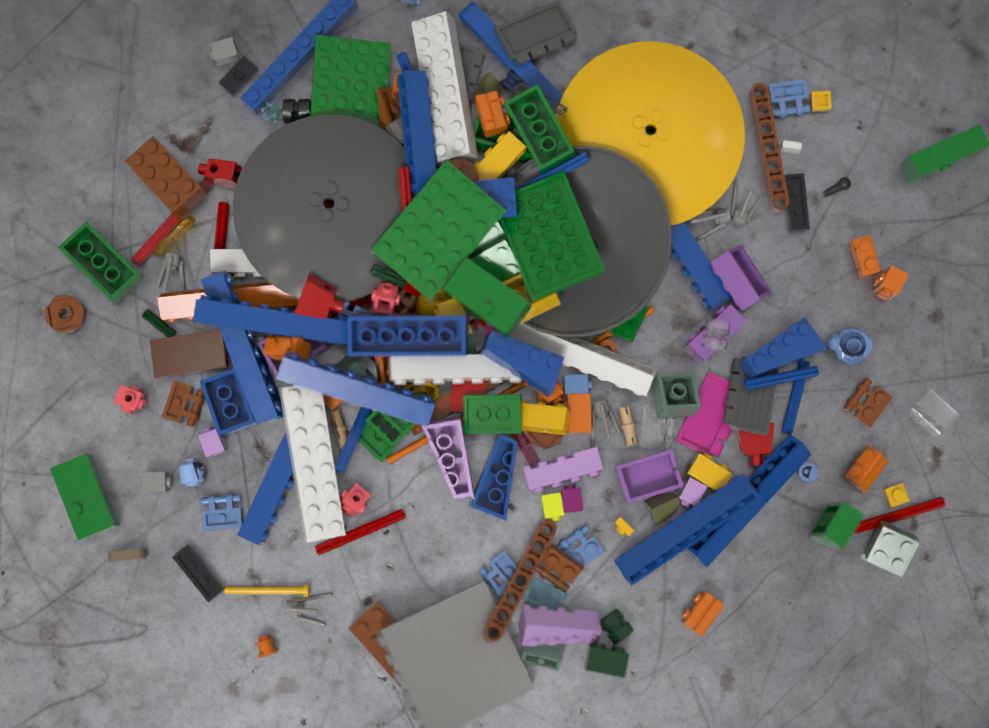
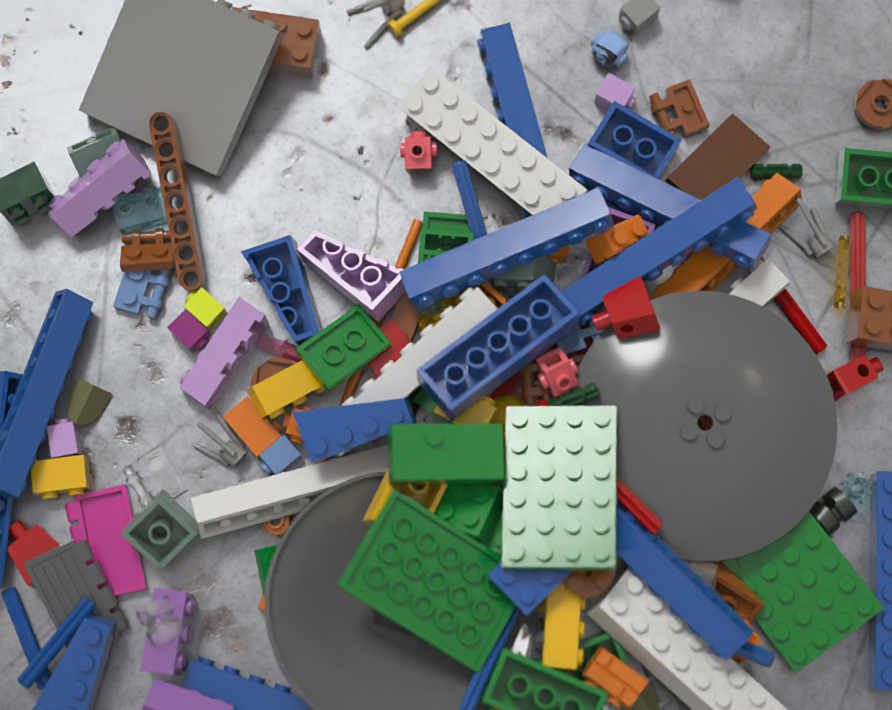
camera: 140 degrees right, 5 degrees down
(124, 396) = (737, 70): coral brick -> none
(221, 518) = (540, 30): medium blue plate -> none
(339, 428) = (495, 211): tan pin -> none
(360, 532) = (384, 132): red axle -> none
(504, 567) = (209, 207): medium blue plate -> none
(616, 626) = (40, 238): clear green wheel -> none
(622, 527) = (111, 346): yellow plate -> none
(628, 426) = (189, 458): tan pin -> none
(648, 476) = (123, 418): medium lavender piece -> none

